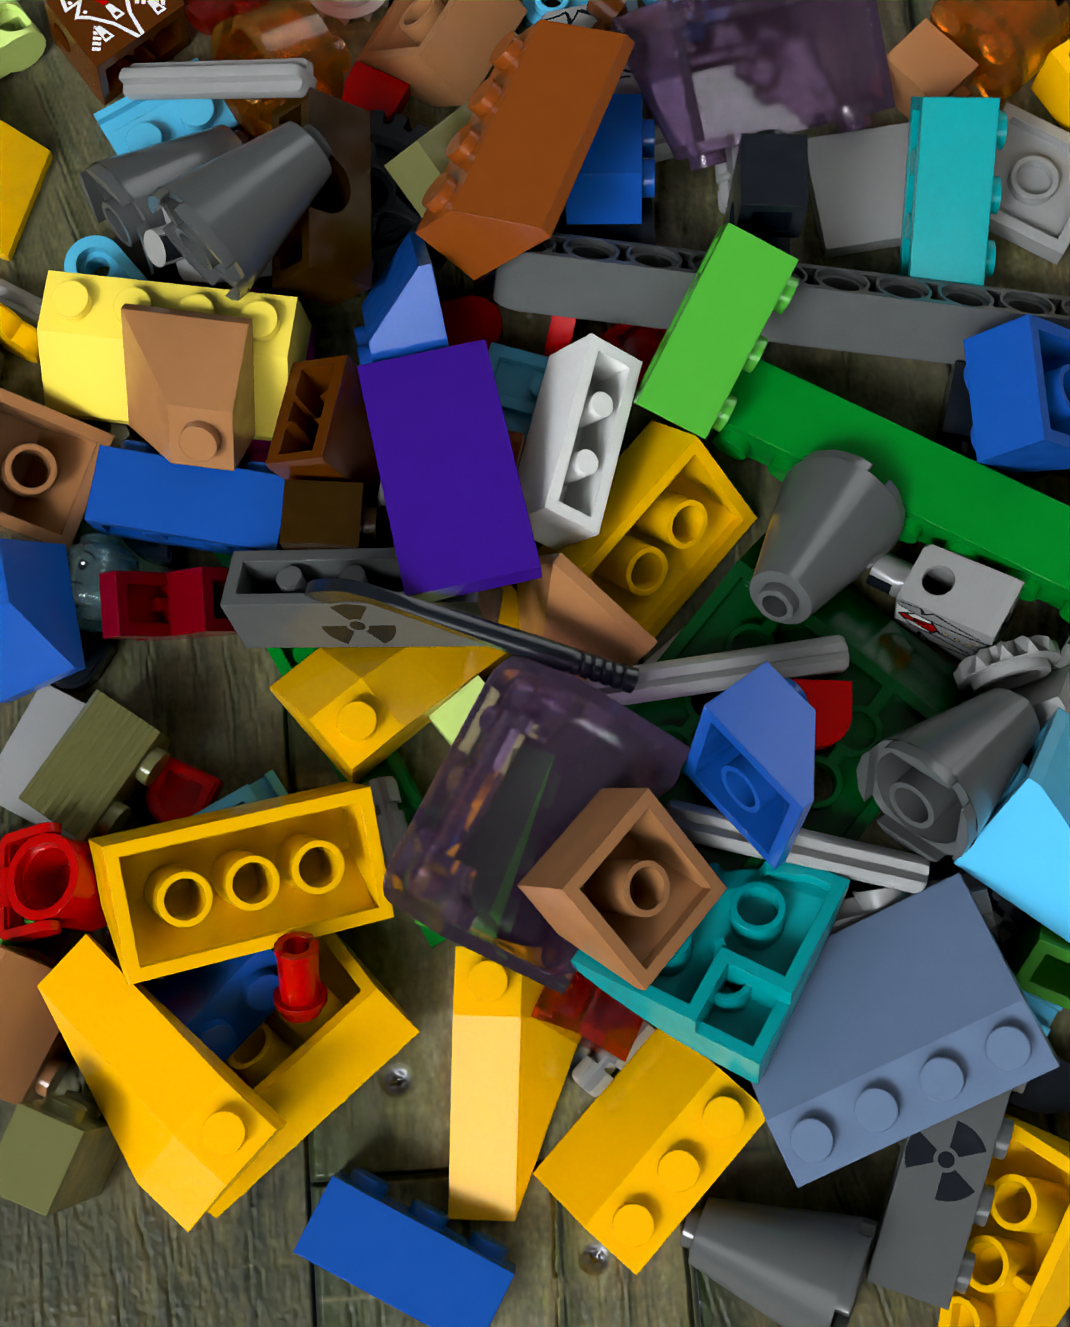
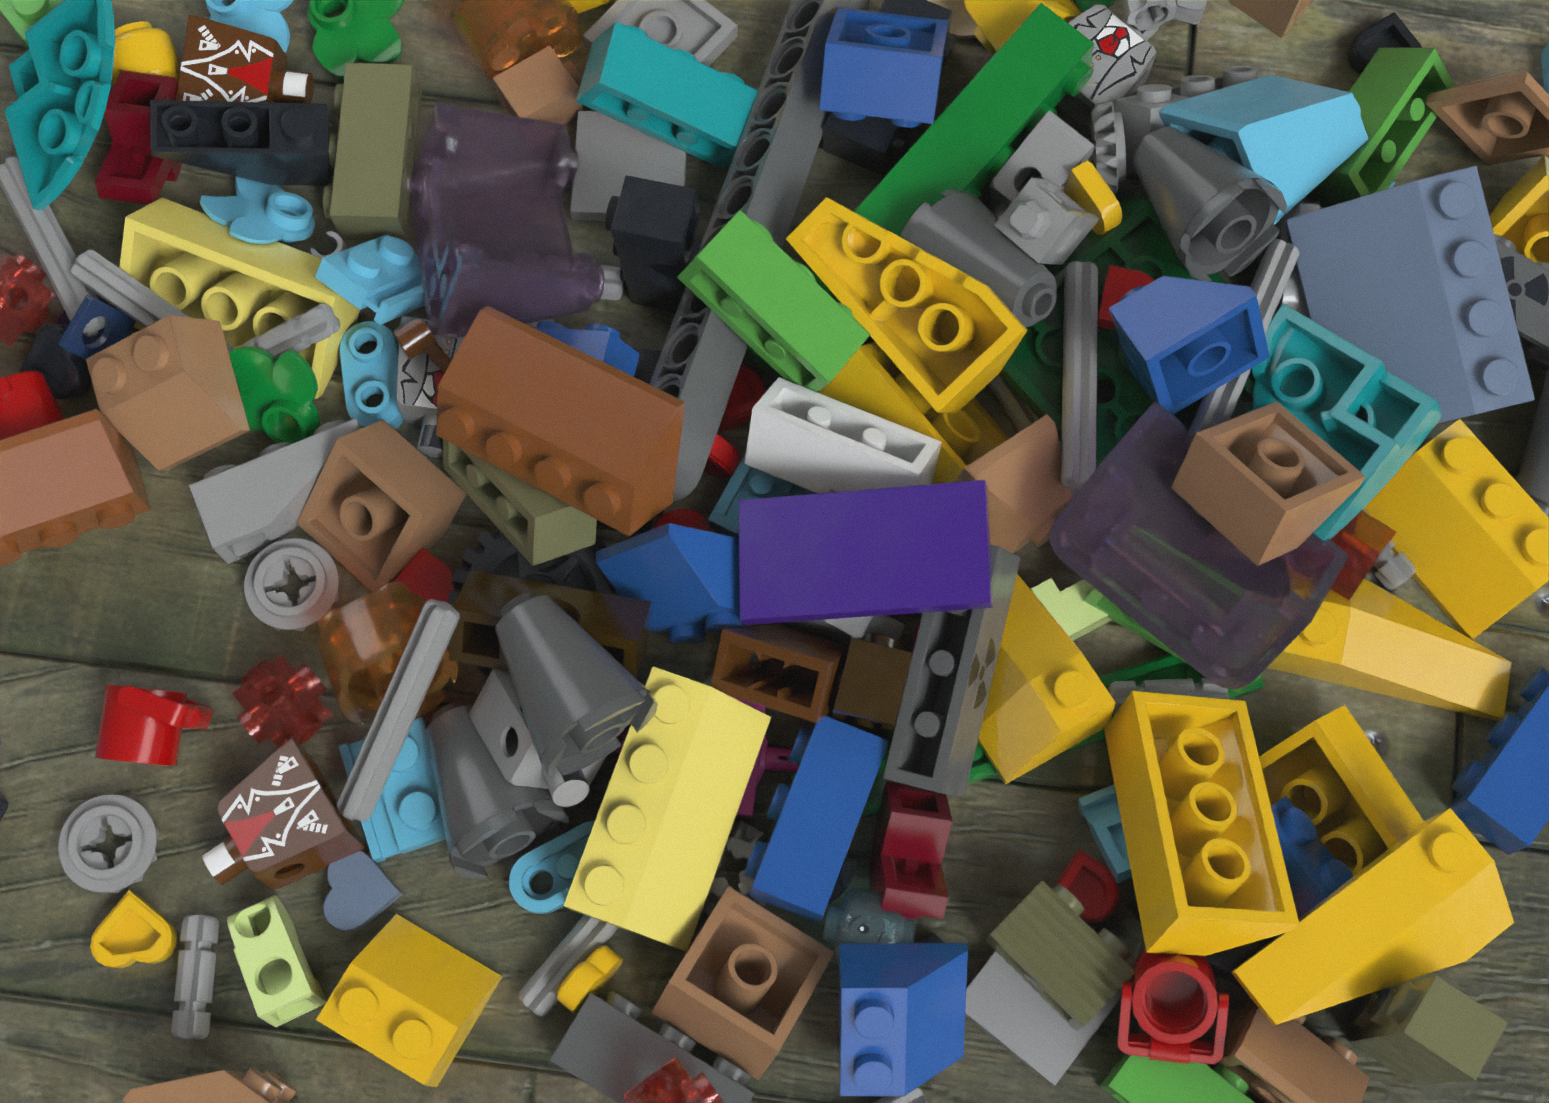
camera: 80 degrees left, 5 degrees down
(63, 111) = (357, 892): none -> sand blue tile
(190, 383) = (716, 787): medium nougat slope -> none
(299, 991) = (1305, 789): red pin -> none
(481, 630) = (1043, 517): black piece -> none
(744, 478) = (922, 312): none -> yellow wedge
(878, 596) = (1045, 222): none -> light grey piece
(934, 655) = (1094, 196): none -> yellow tile

